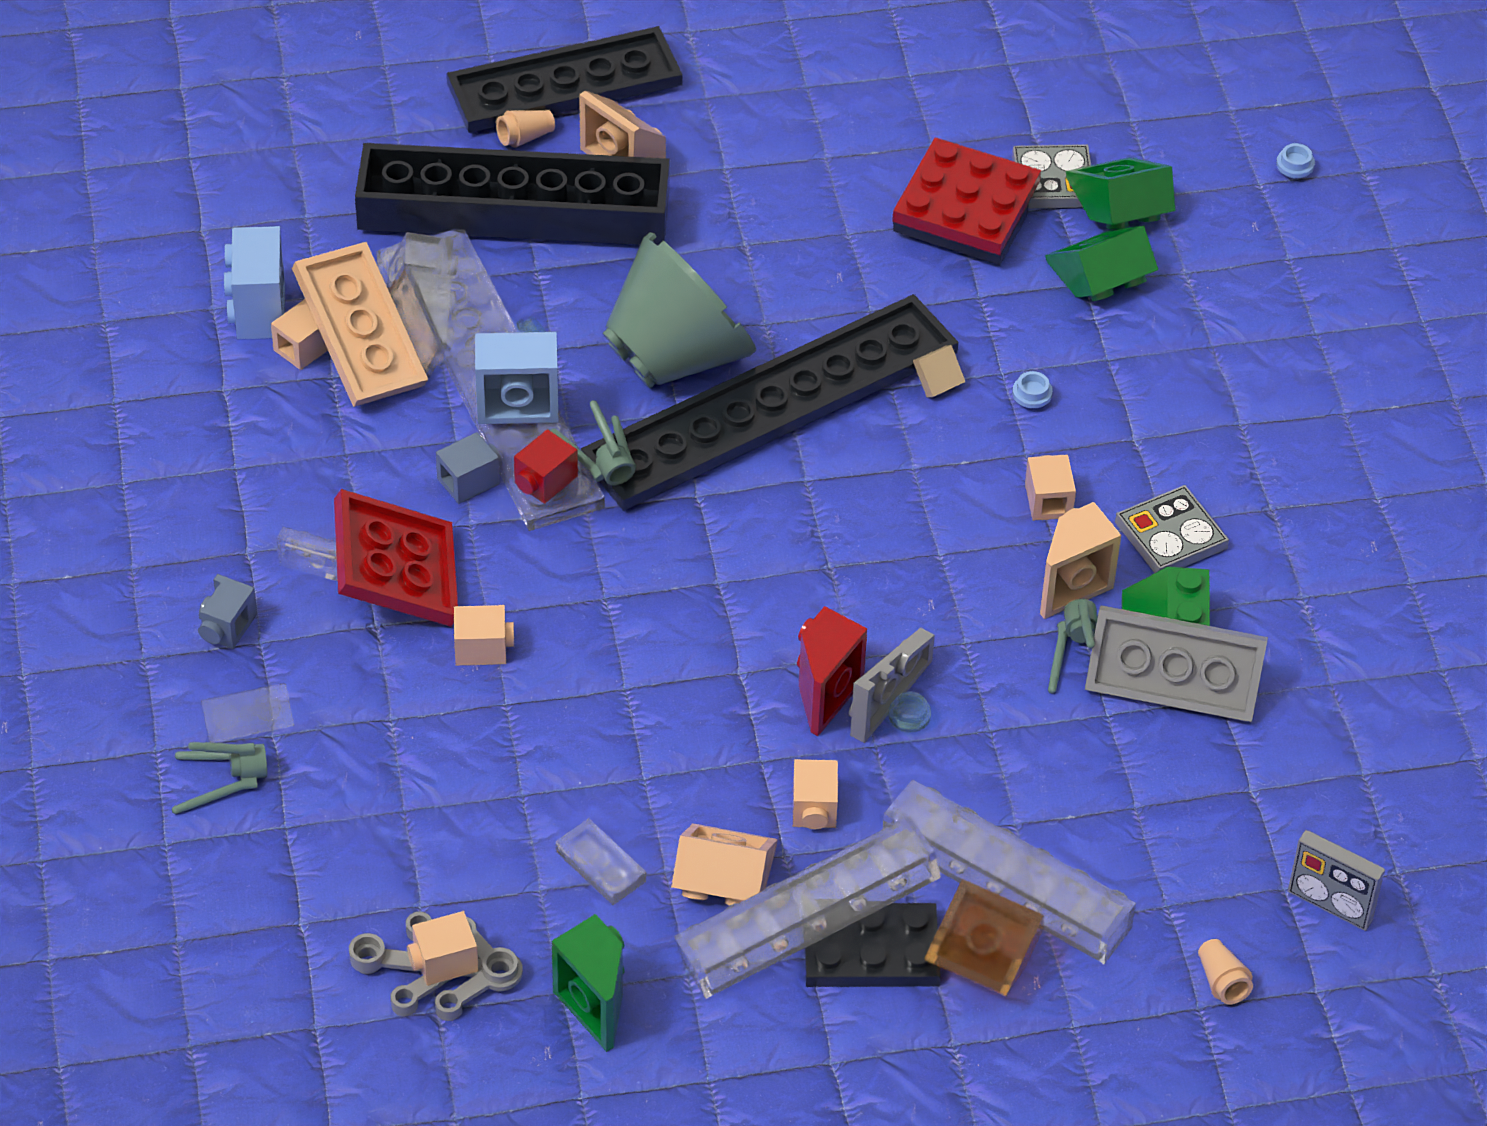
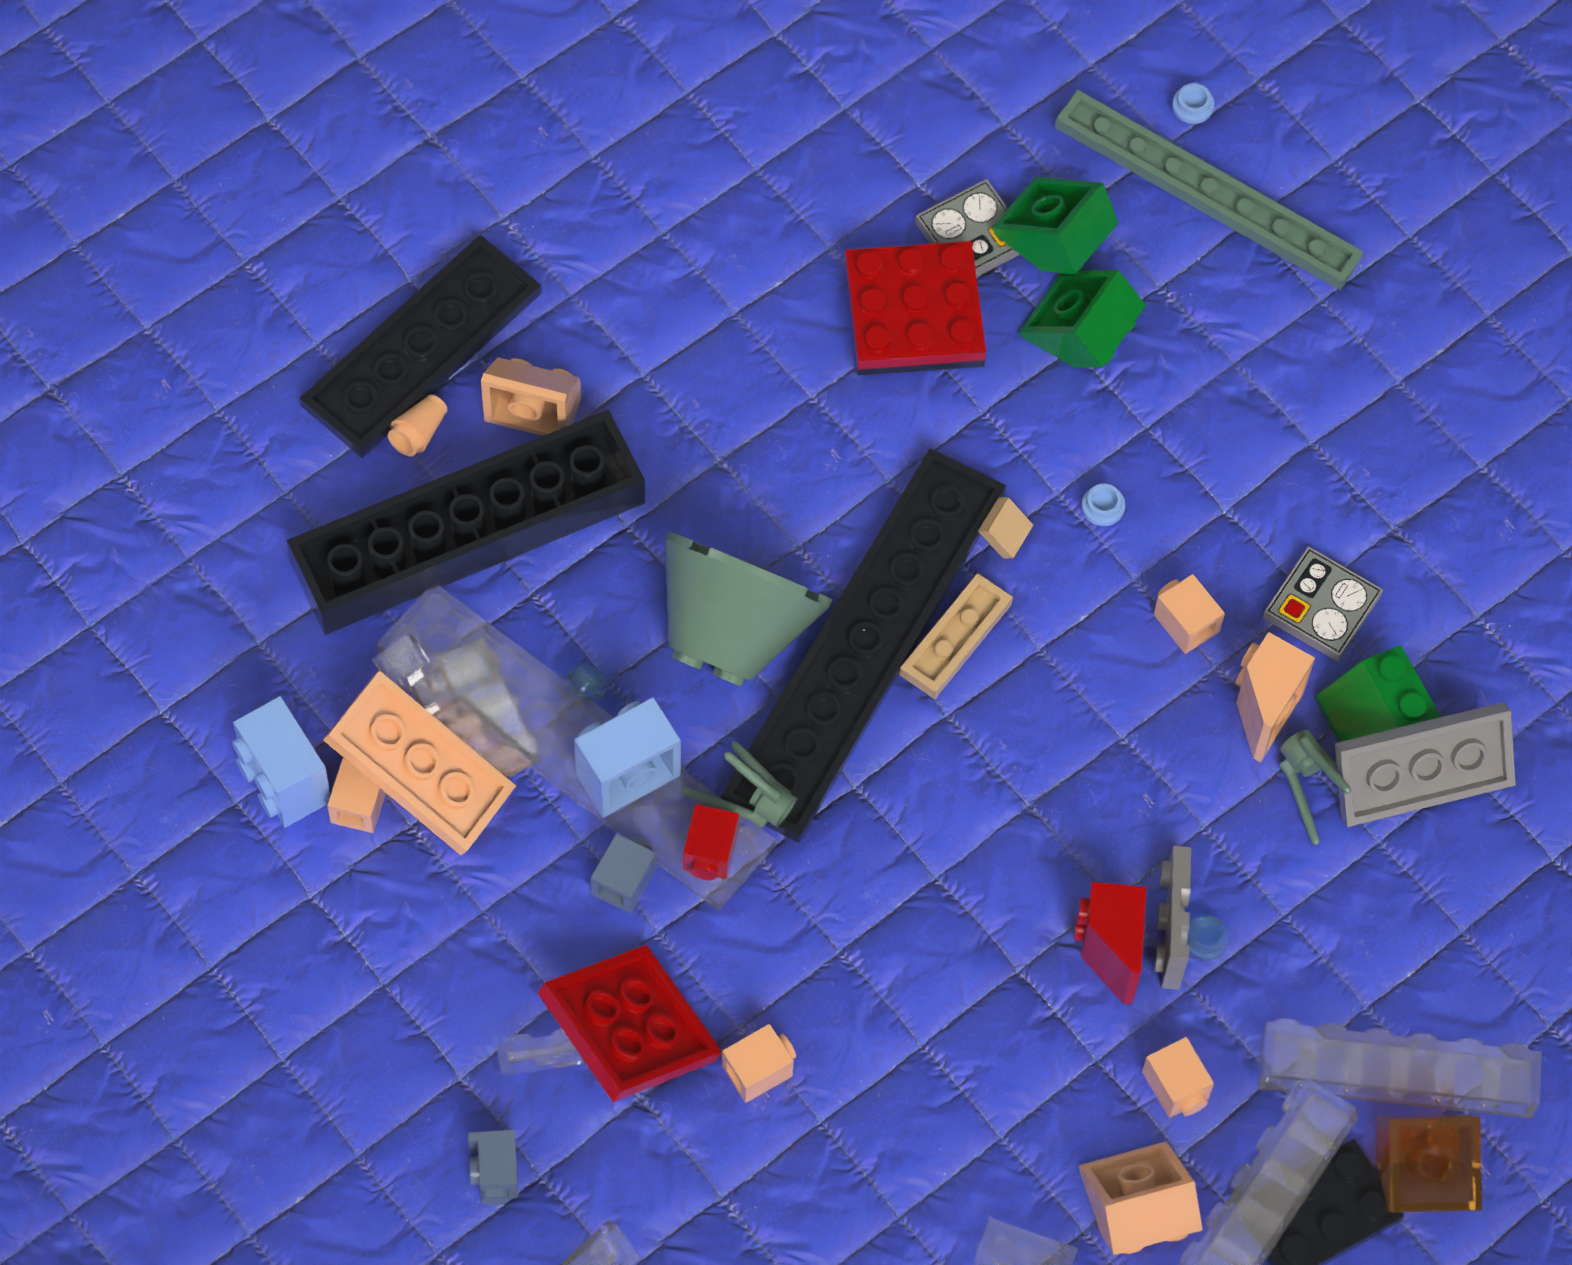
camera: 30 degrees left, 15 degrees up
(847, 426) = (956, 636): none -> tan plate
(1269, 222) = (1209, 190): none -> sand green plate

